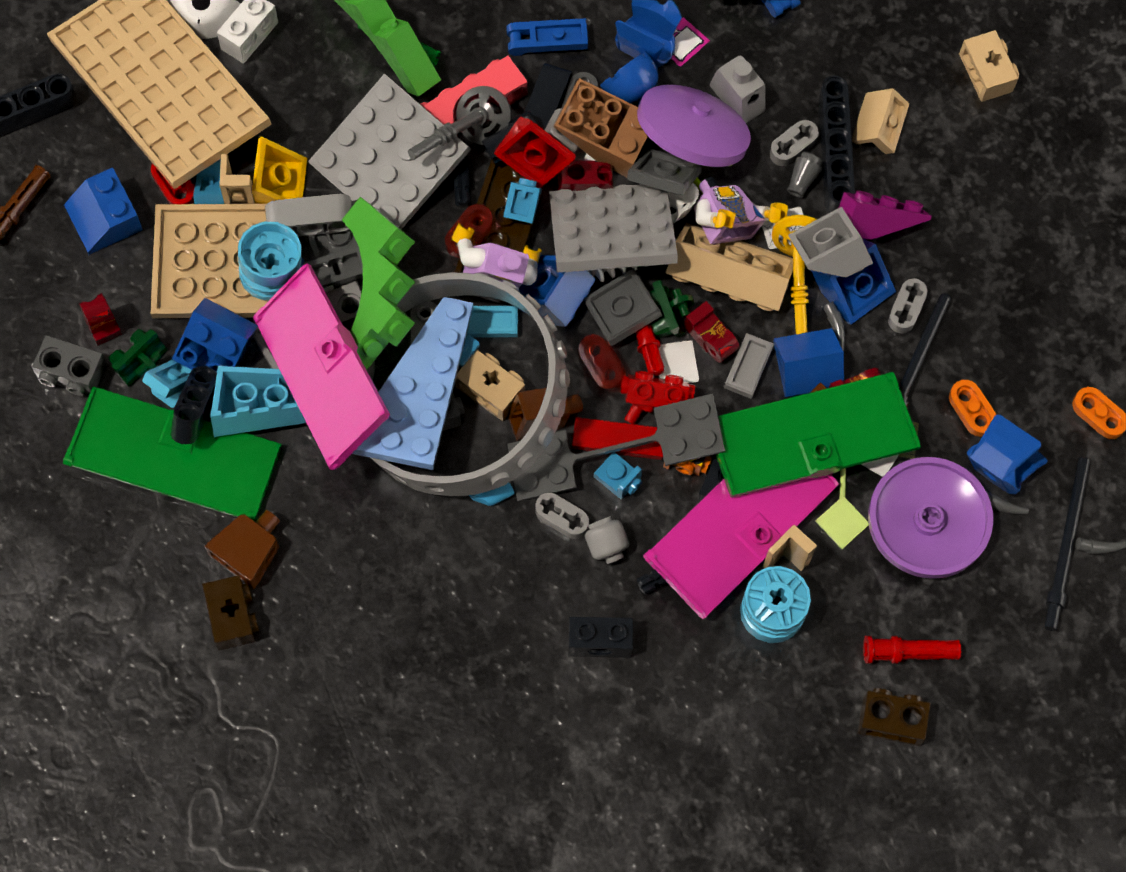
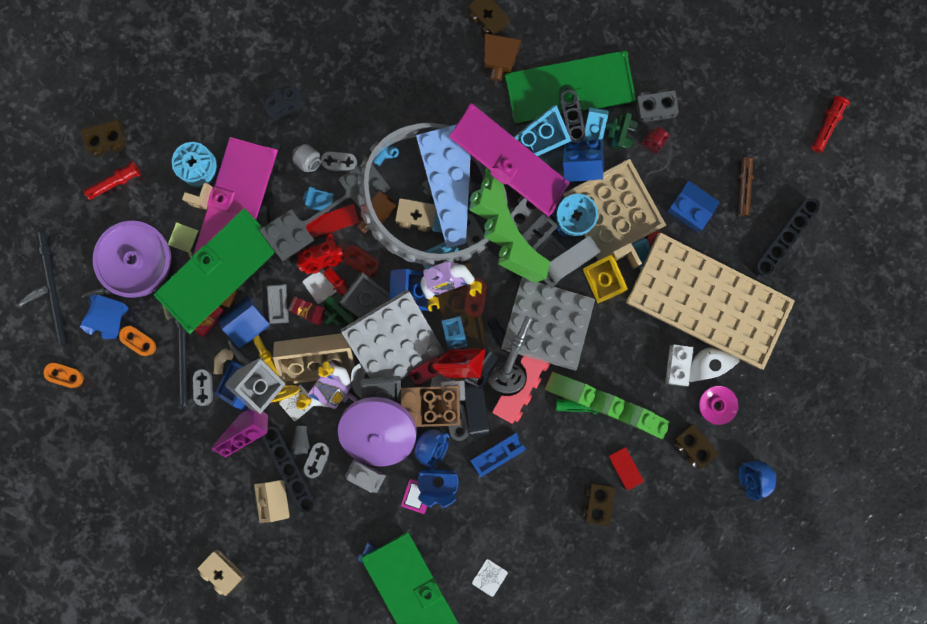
camera: 160 degrees right, 15 degrees up
(866, 329) = (220, 359): none -> tan arm

